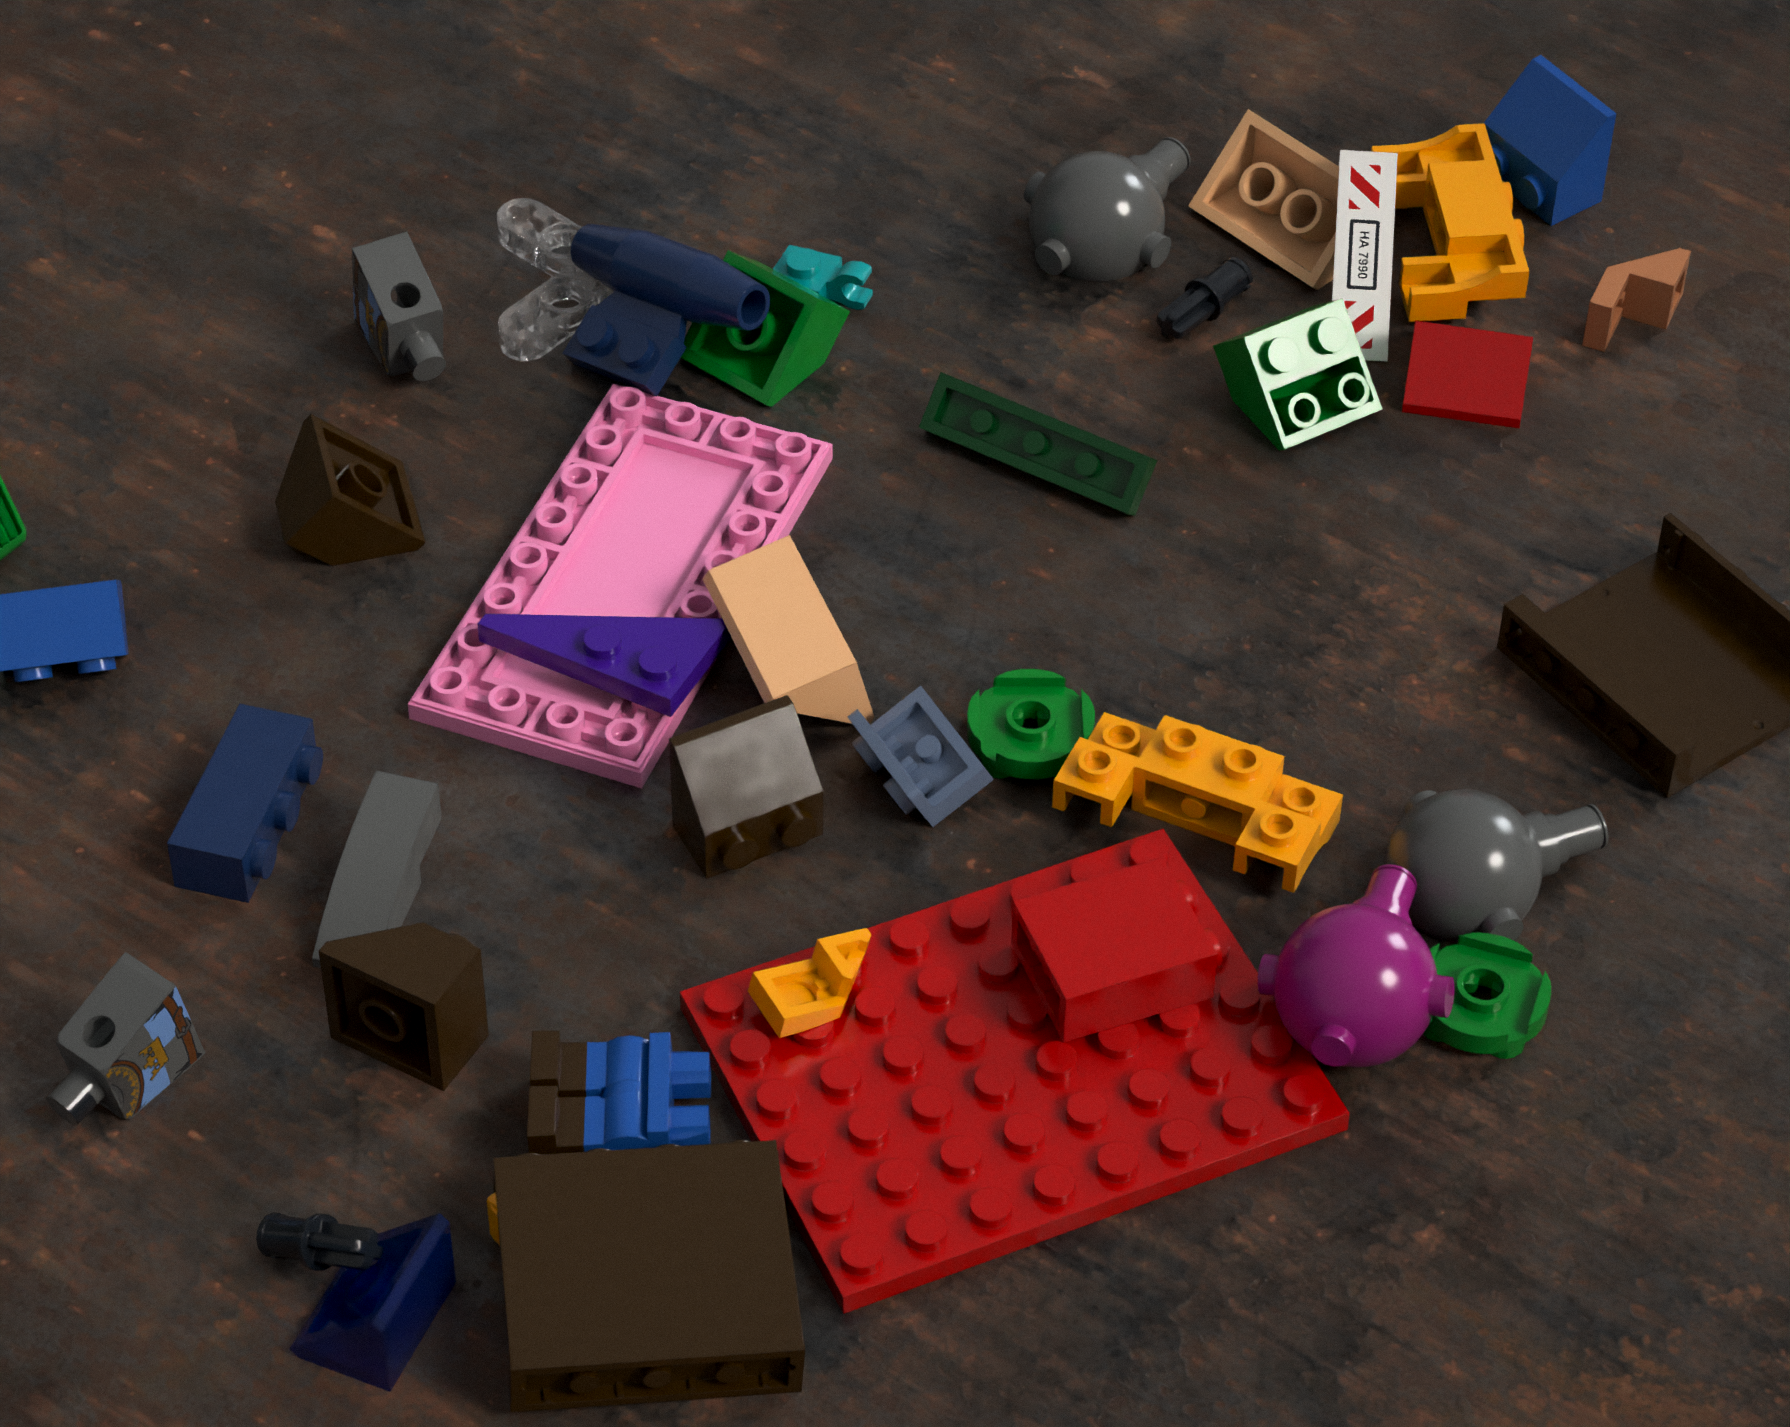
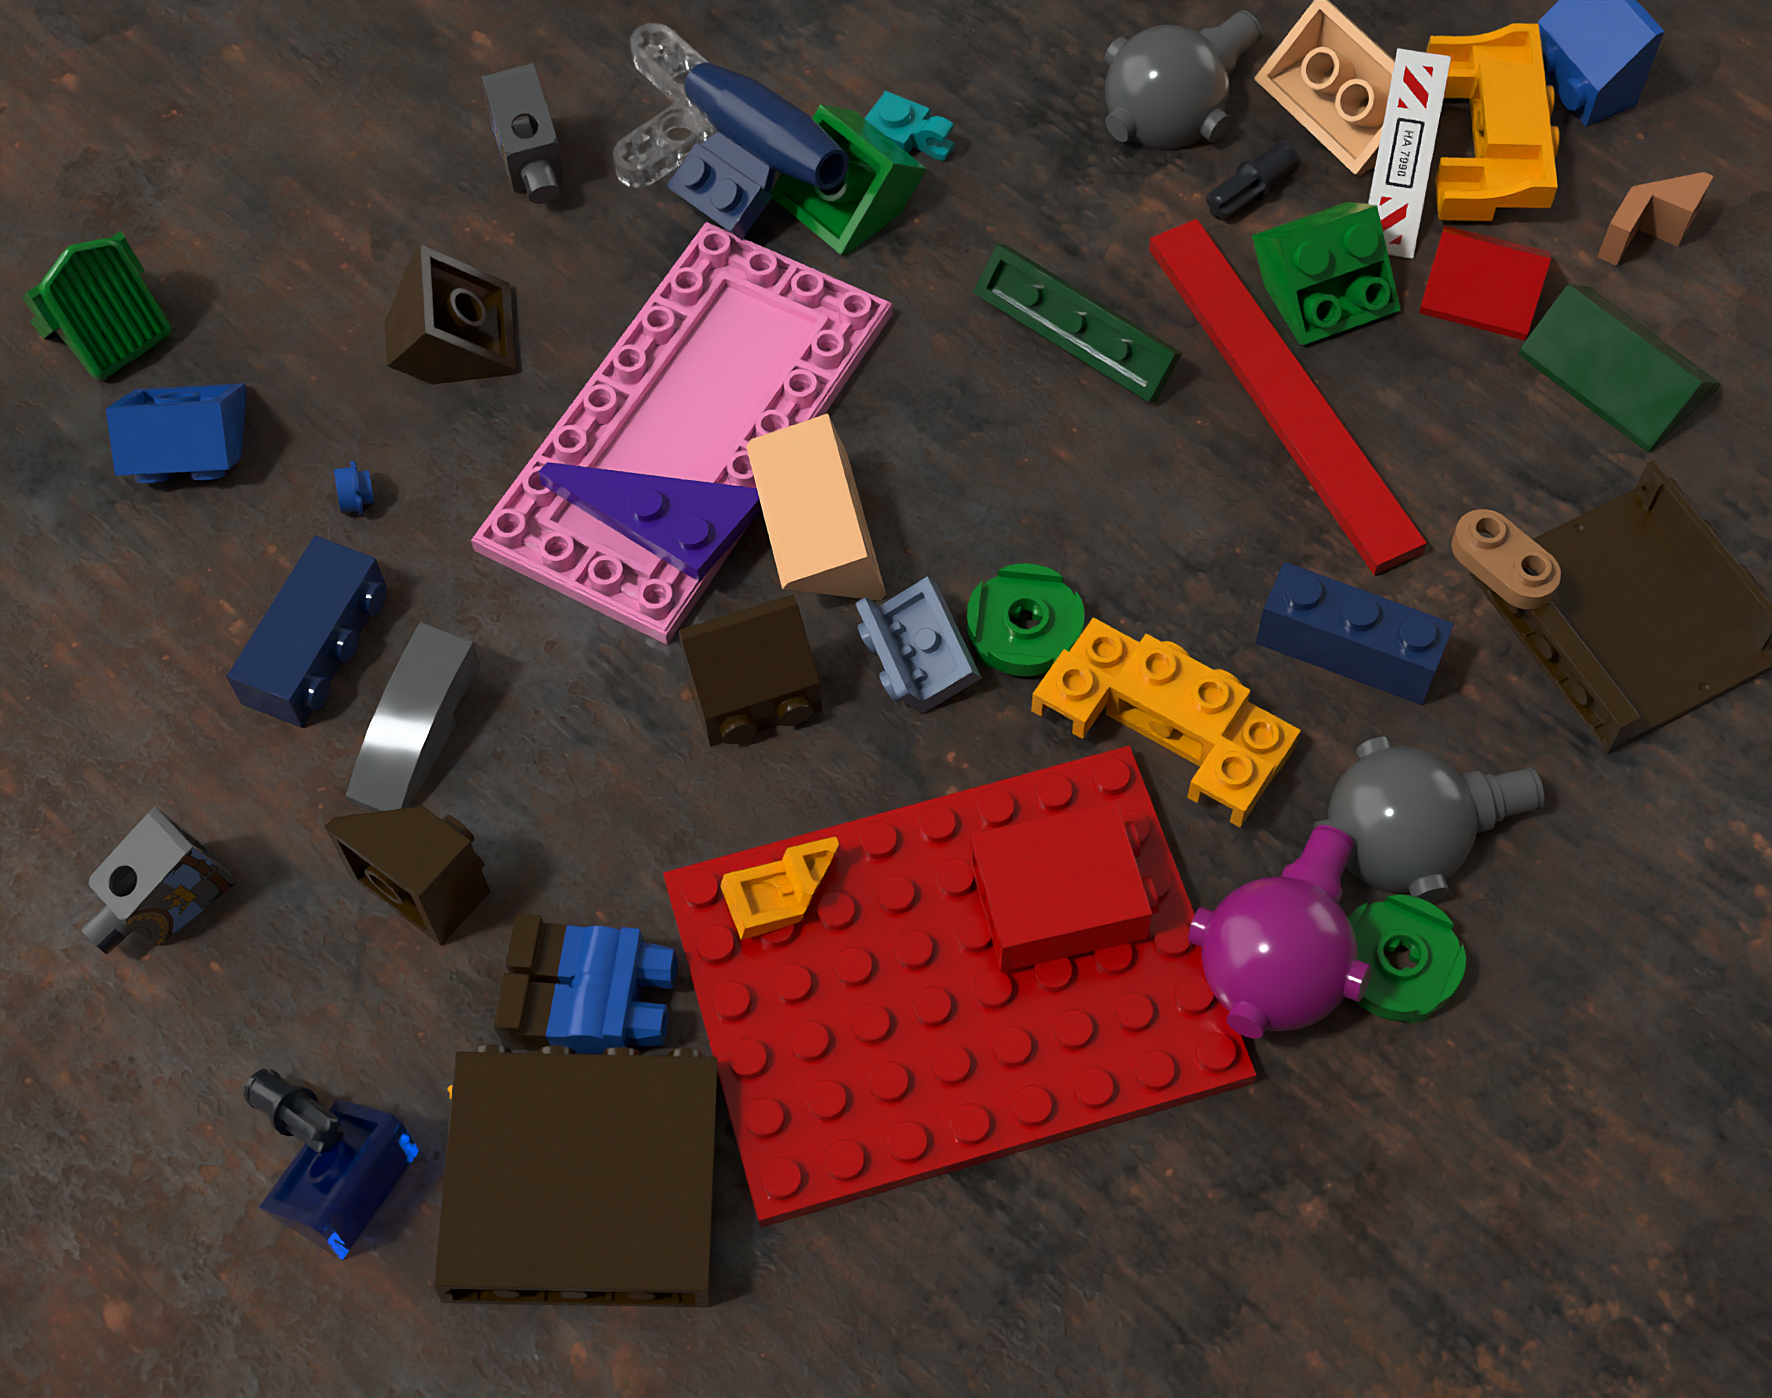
camera: 10 degrees right, 15 degrees up
(266, 666) = (353, 489): none -> blue plate
(1275, 498) = (1287, 398): none -> red tile
(1383, 702) = (1353, 633): none -> dark blue brick
(1531, 611) = (1501, 559): none -> medium nougat plate
(1617, 441) = (1616, 366): none -> dark green slope

